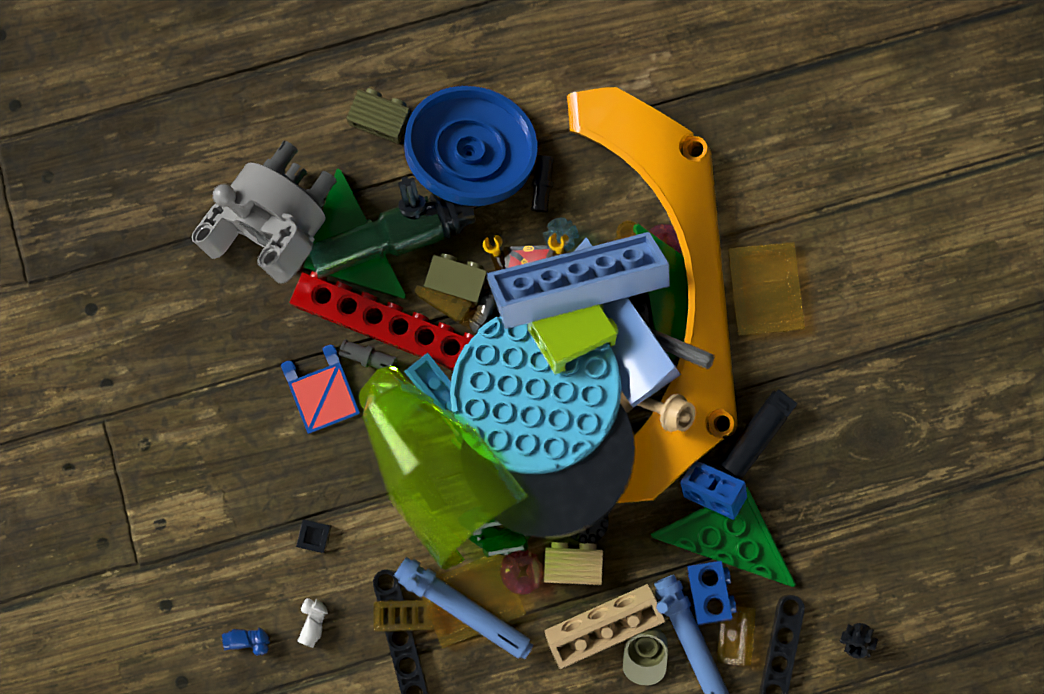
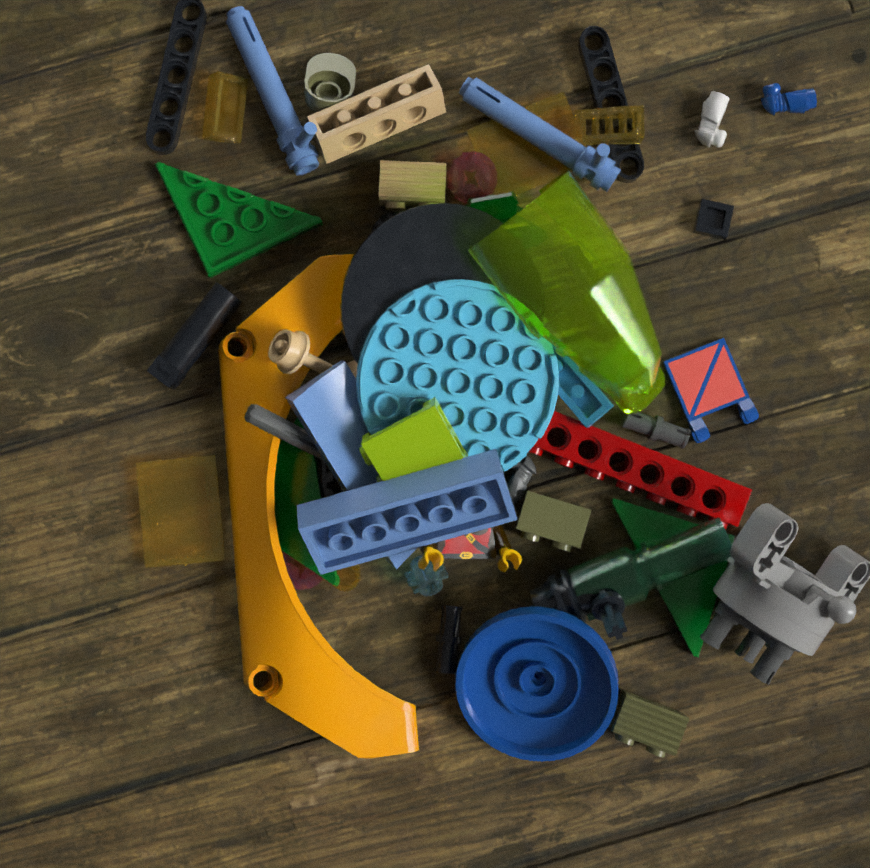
camera: 175 degrees right, 5 degrees up
(451, 306) = (556, 487): clear yellow slope -> none
(703, 594) = (262, 151): blue brick -> none
(714, 489) = (247, 268): blue brick -> none
(859, 640) = (83, 99): black gear -> none

